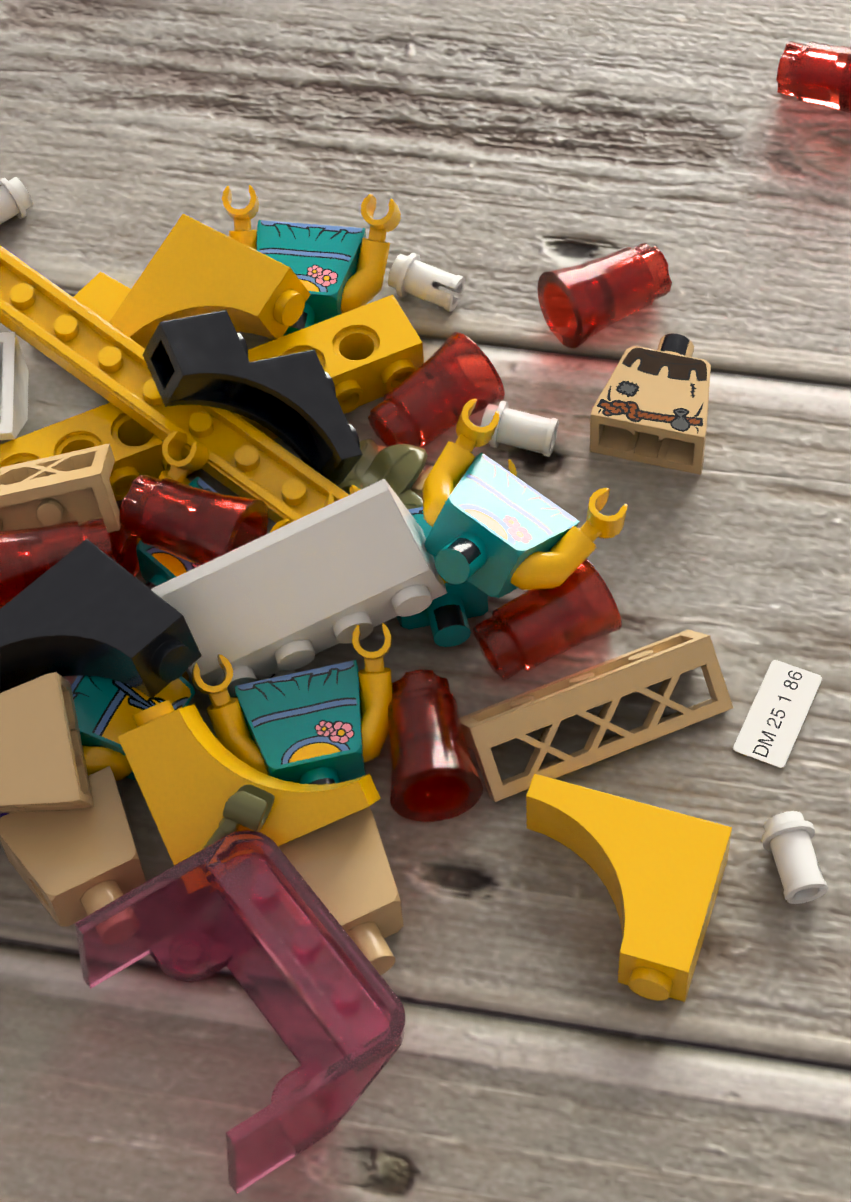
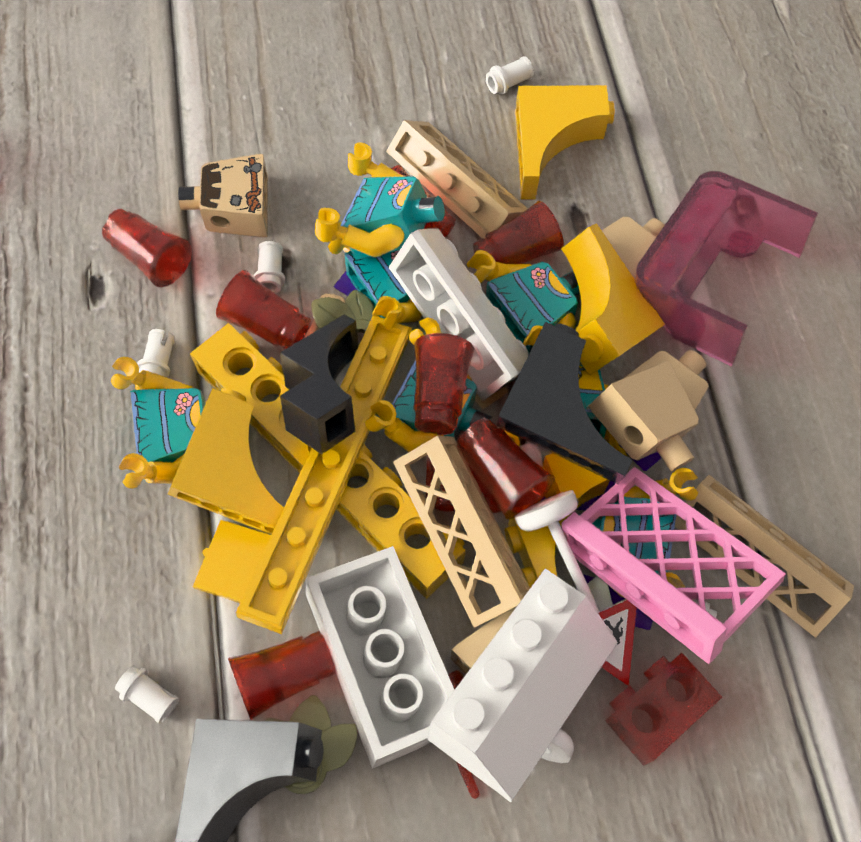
camera: 115 degrees left, 10 degrees up
(246, 807) = (631, 283): olive hand -> none
(777, 713) = (420, 107): white sticker -> none

